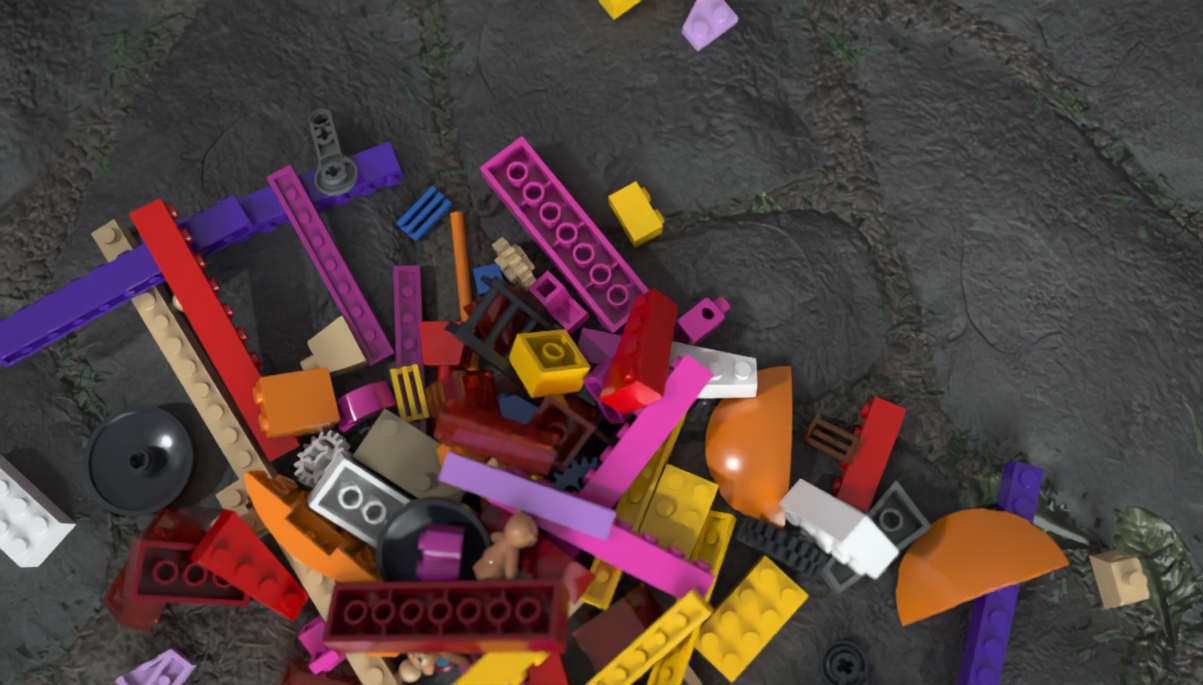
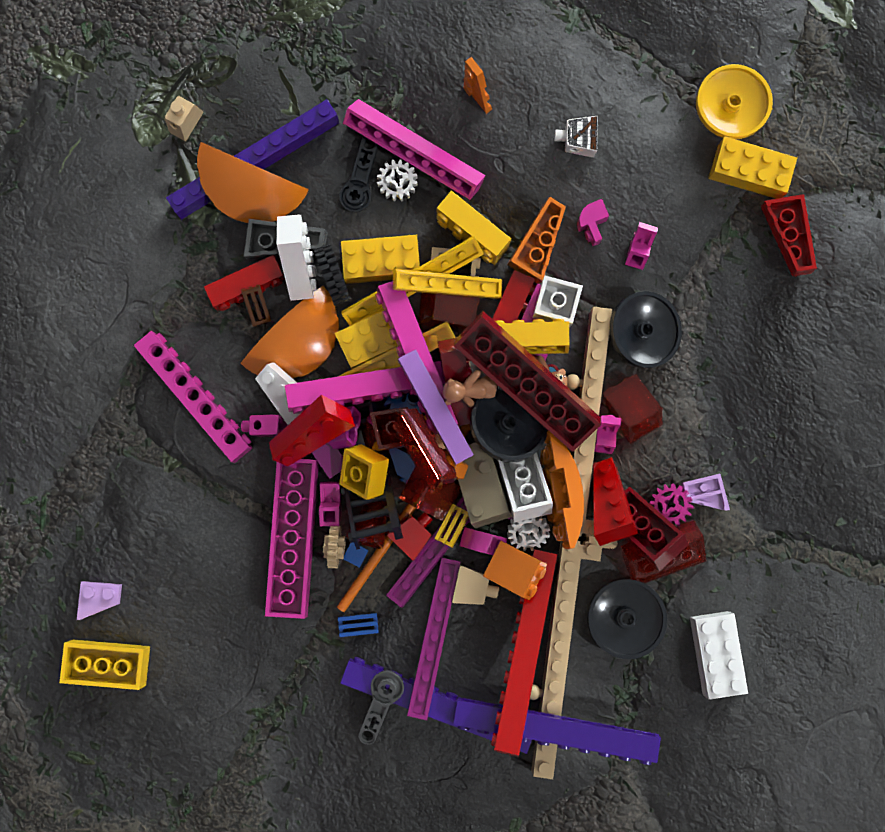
camera: 145 degrees left, 5 degrees up
(172, 631) = (675, 498): none -> dark pink gear
(441, 553) = (505, 416): magenta brick -> none
(636, 214) = (243, 517): yellow brick -> none
(900, 292) = (147, 347): none -> dark pink brick

